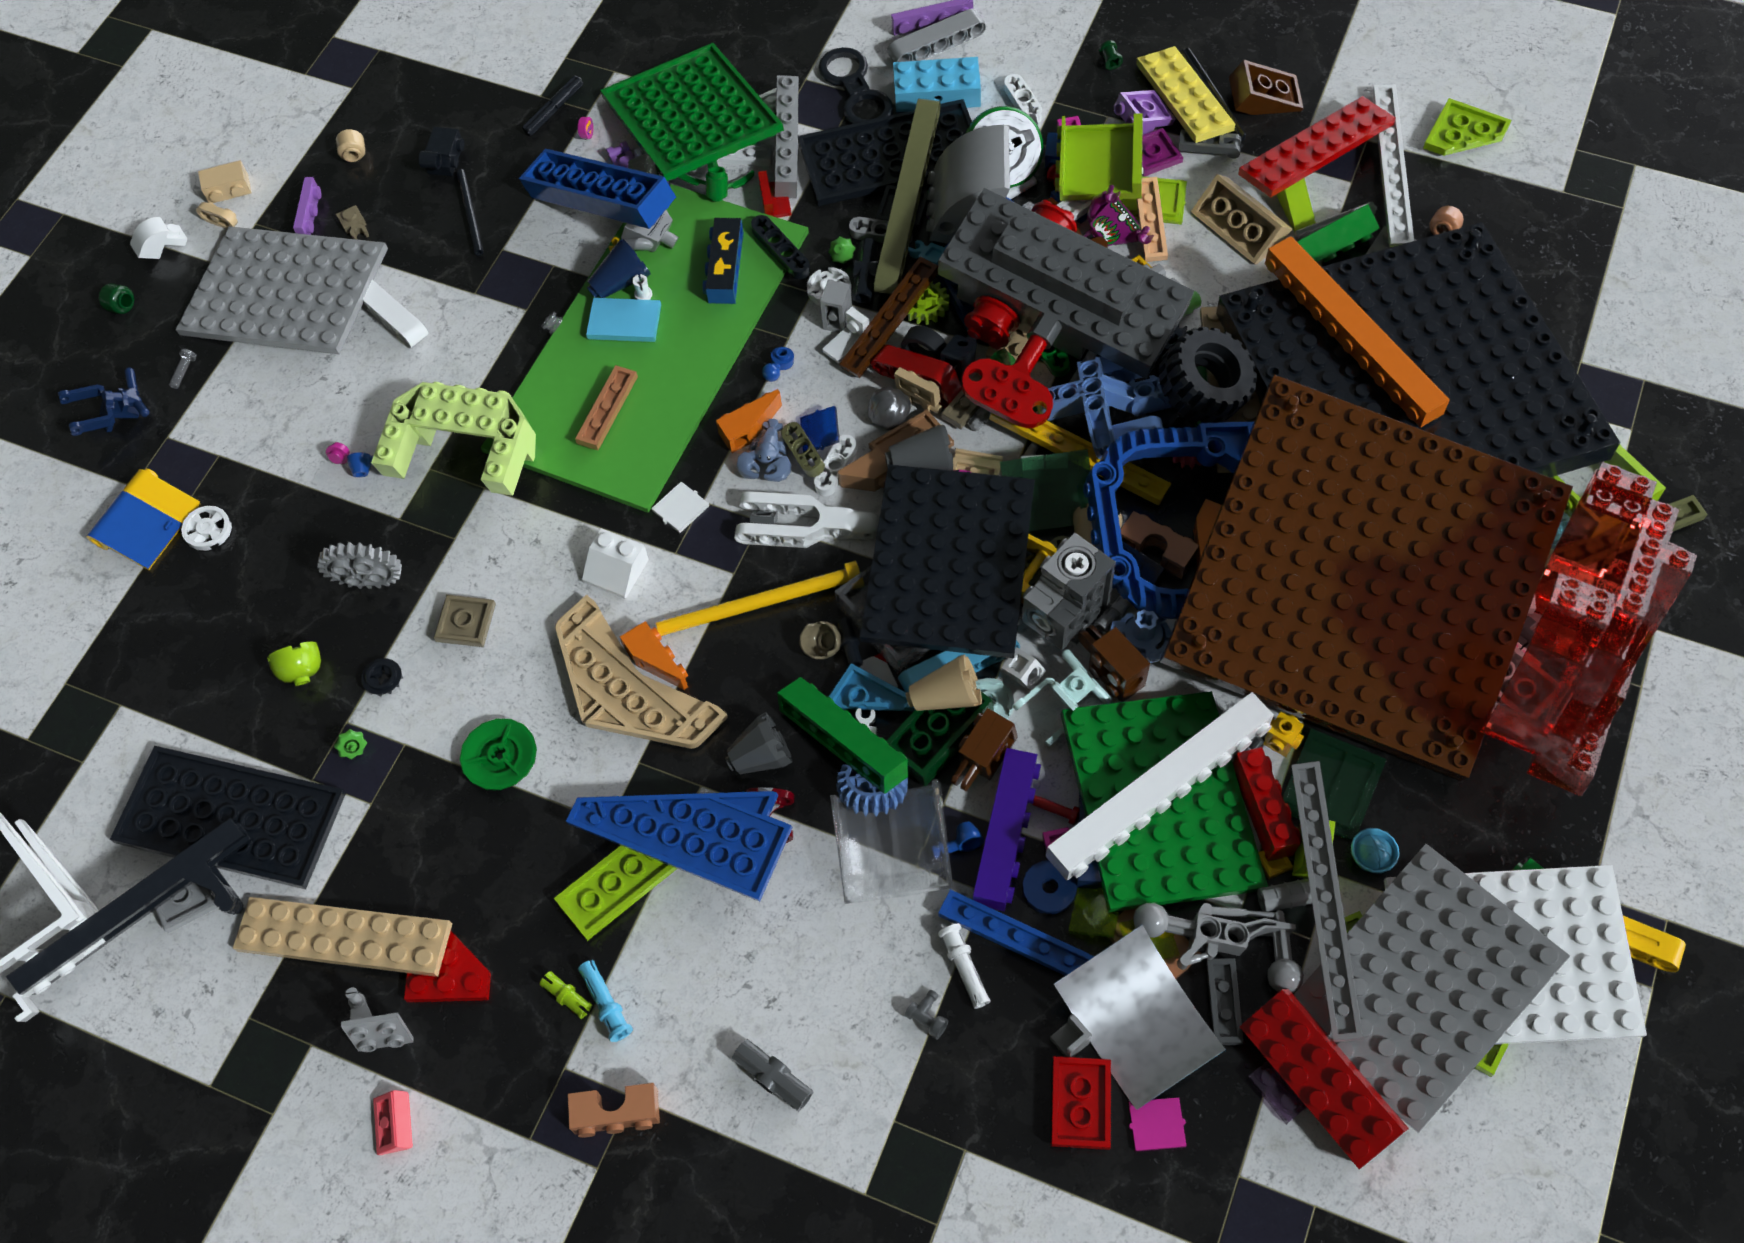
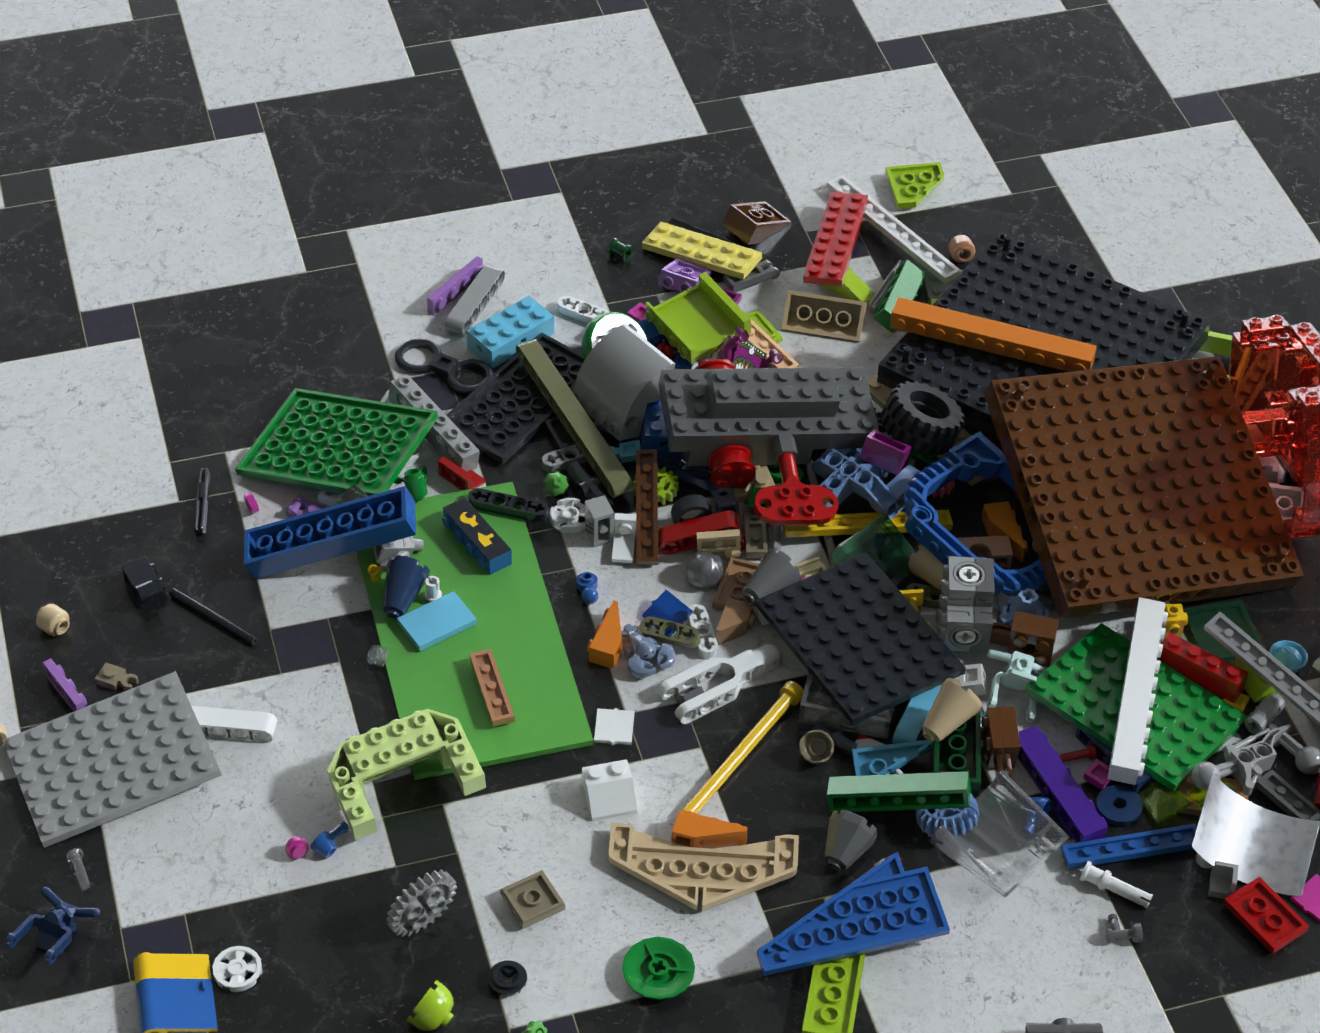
camera: 45 degrees left, 15 degrees down
(1140, 388) = (885, 452): none -> magenta brick

